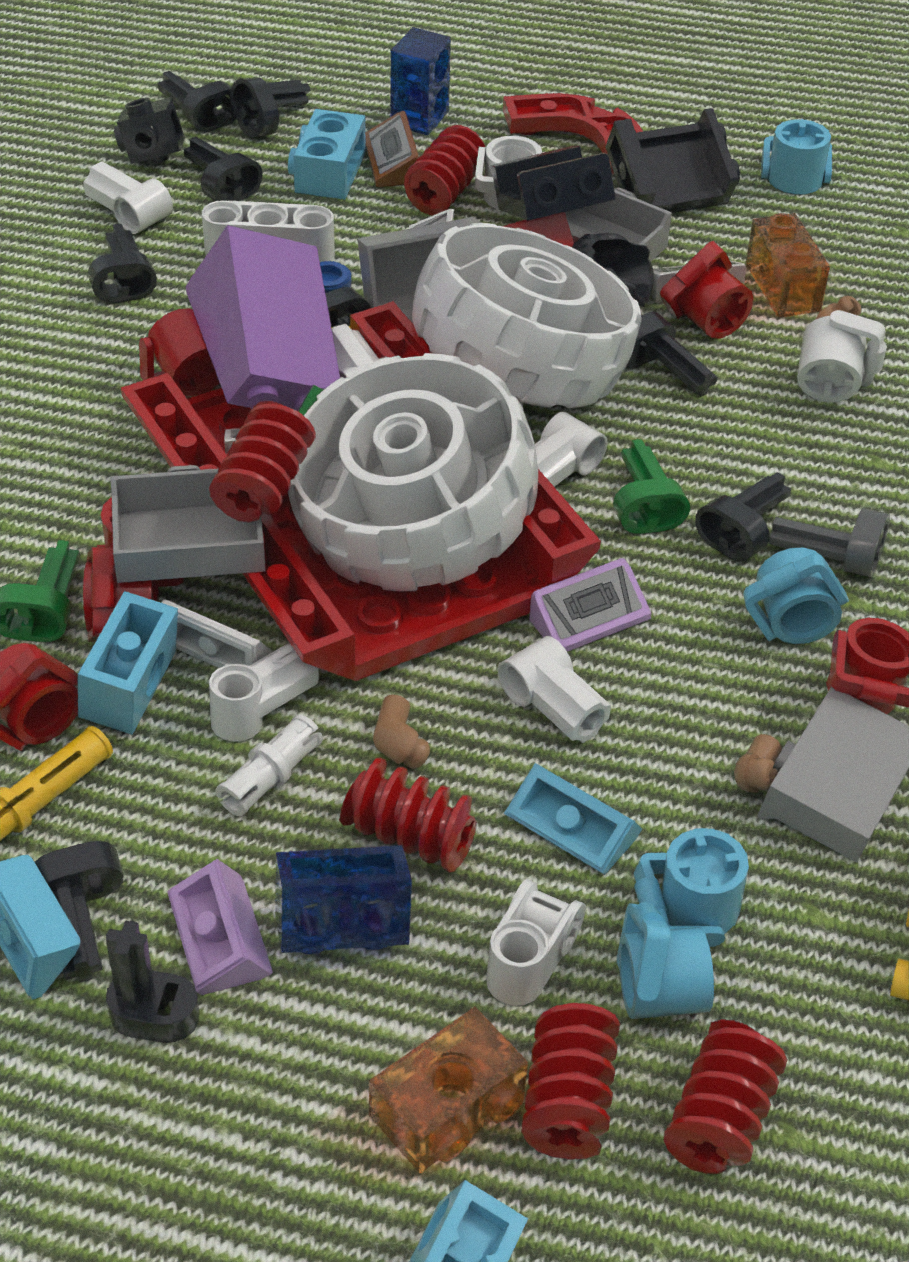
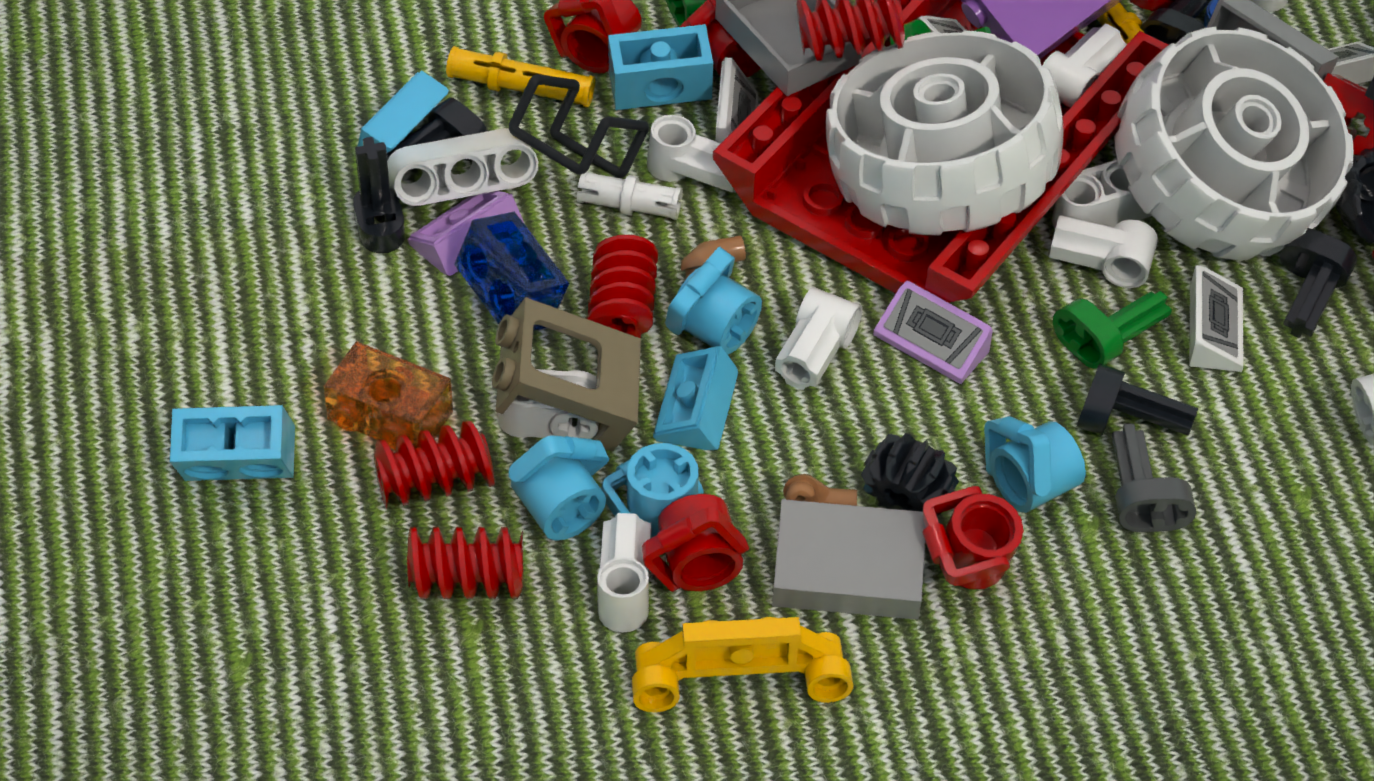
camera: 65 degrees right, 5 degrees up
(142, 794) = (589, 154): none -> black piece
(149, 882) = (439, 157): none -> white beam
(481, 744) = (715, 305): none -> medium azure piece
(491, 876) = (618, 370): none -> dark tan window
(670, 431) = (1215, 322): none -> slope
(782, 683) = (907, 473): none -> black gear
(788, 876) = (698, 543): none -> red piece
(792, 958) = (622, 573): none -> white piece

